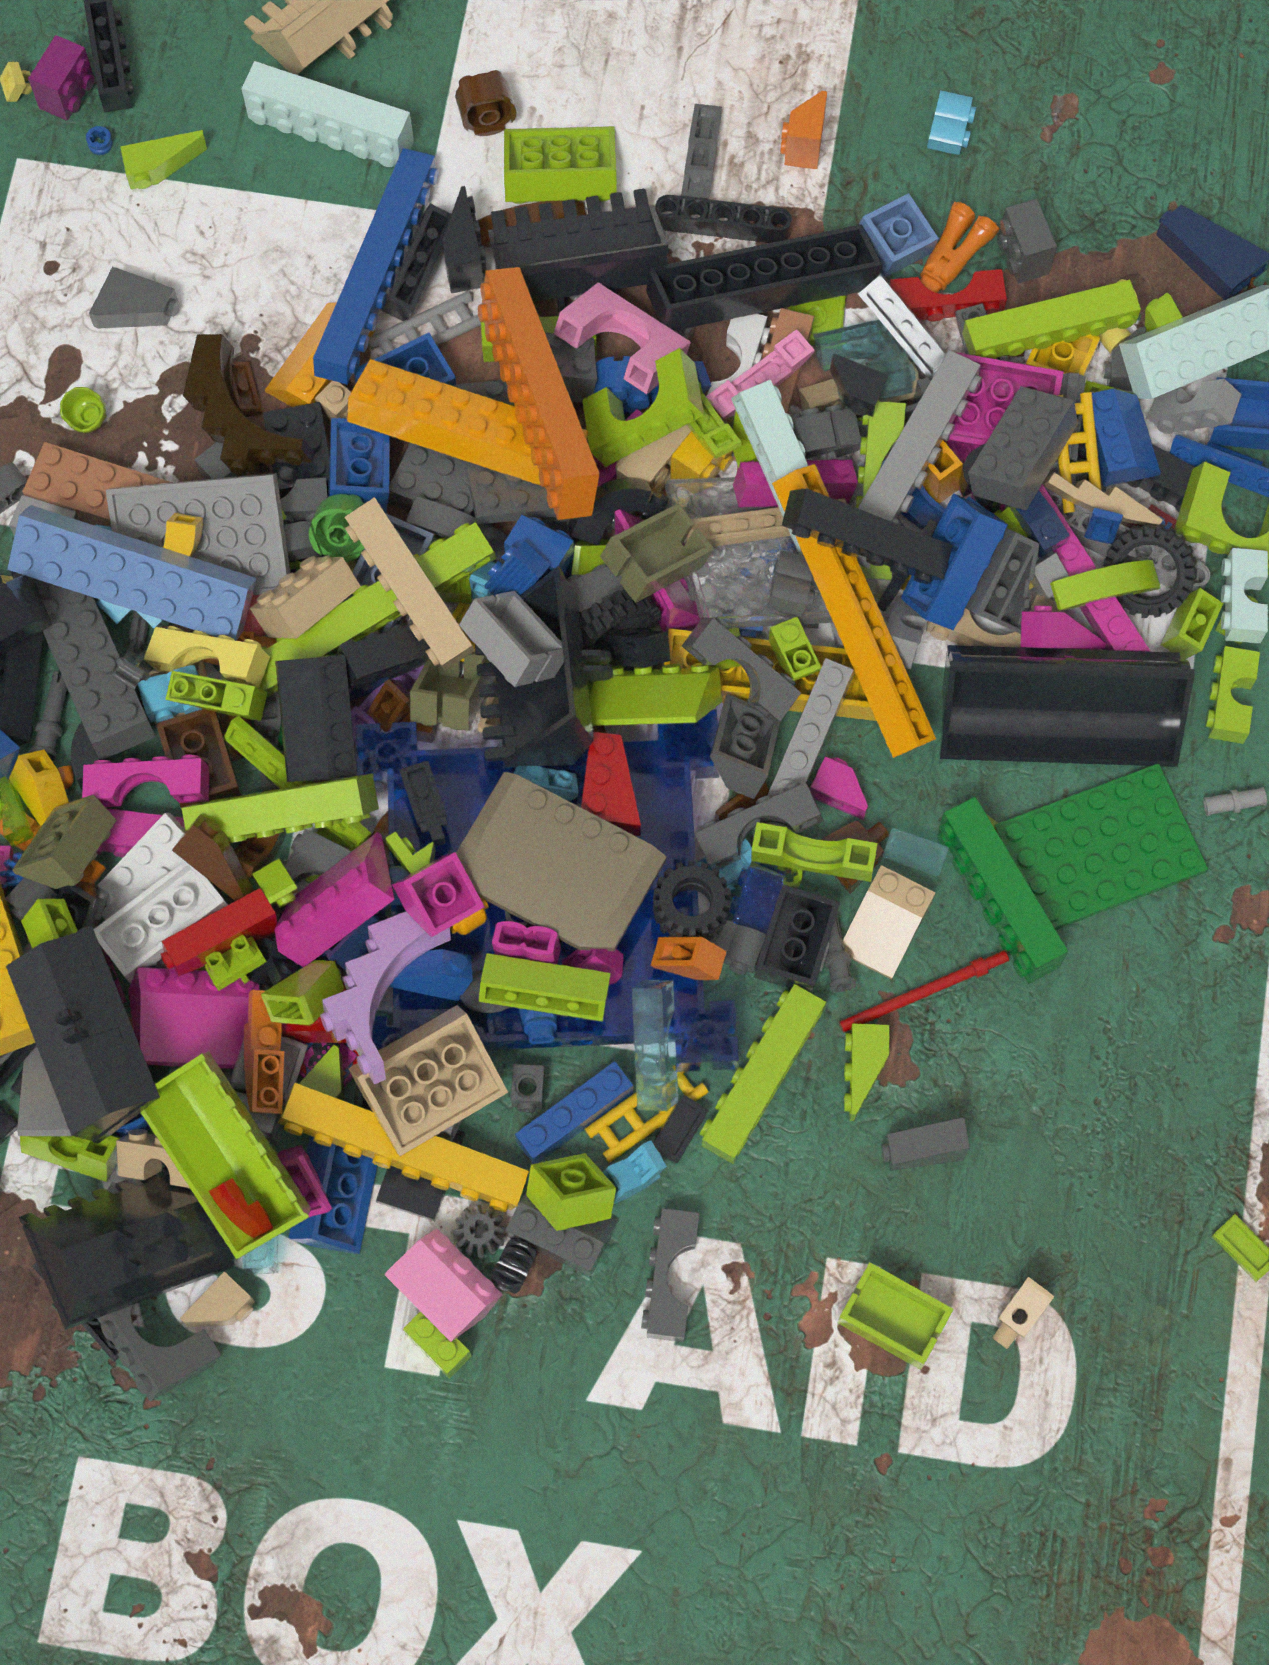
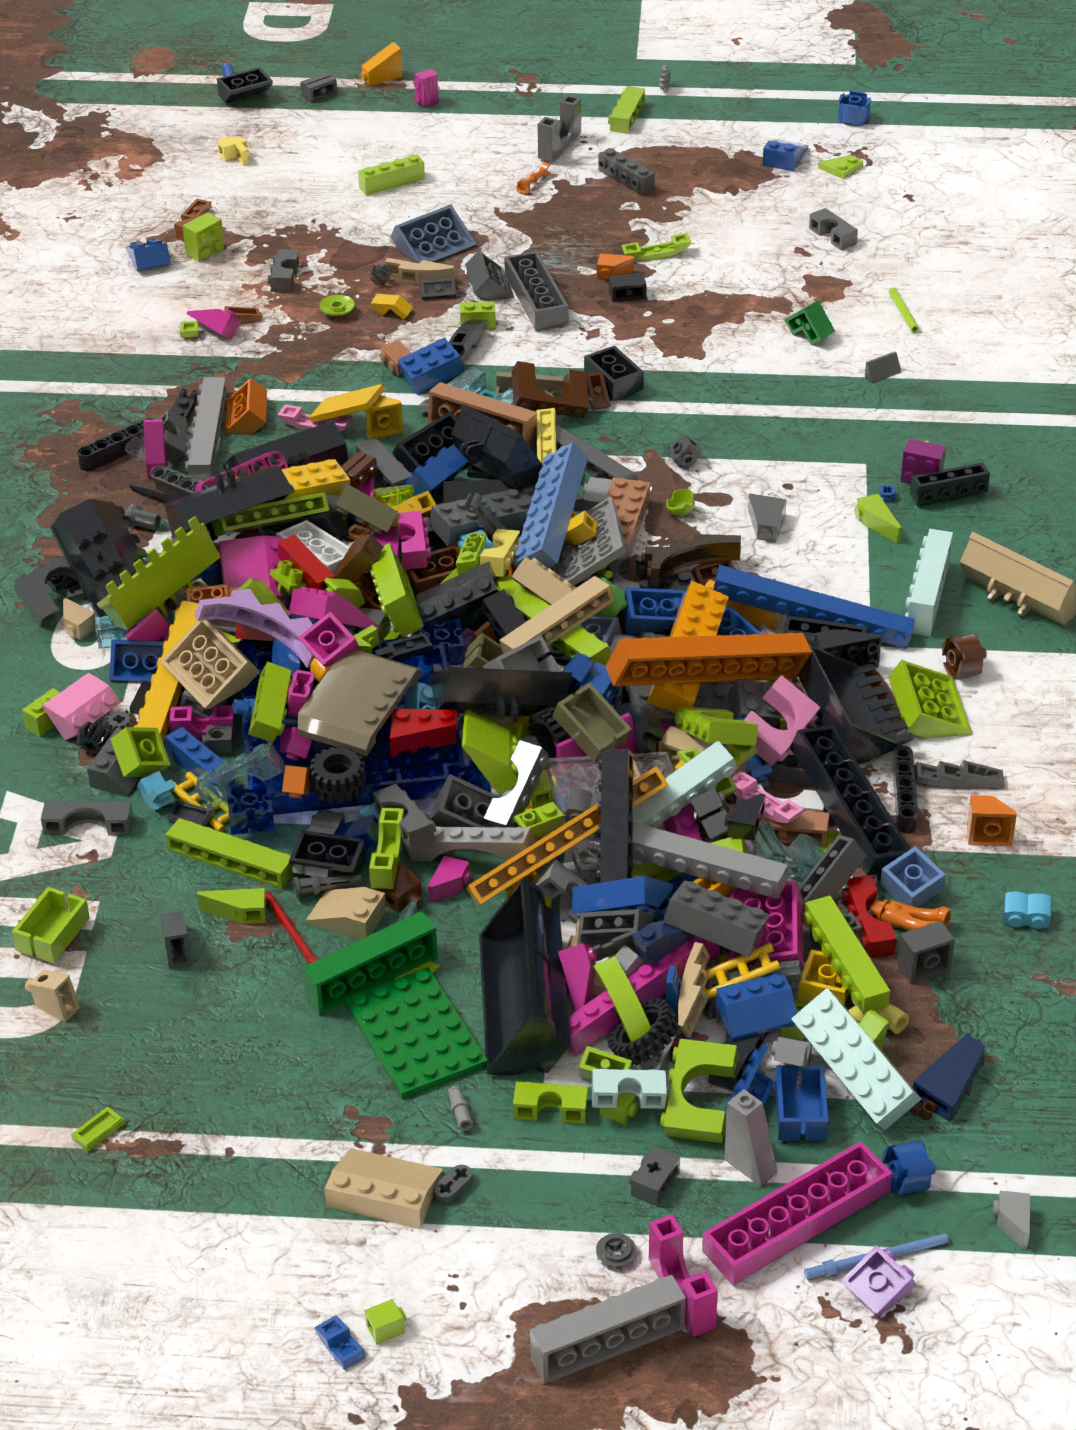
camera: 85 degrees right, 30 degrees down
(495, 1118) = (184, 717): none -> dark pink arch

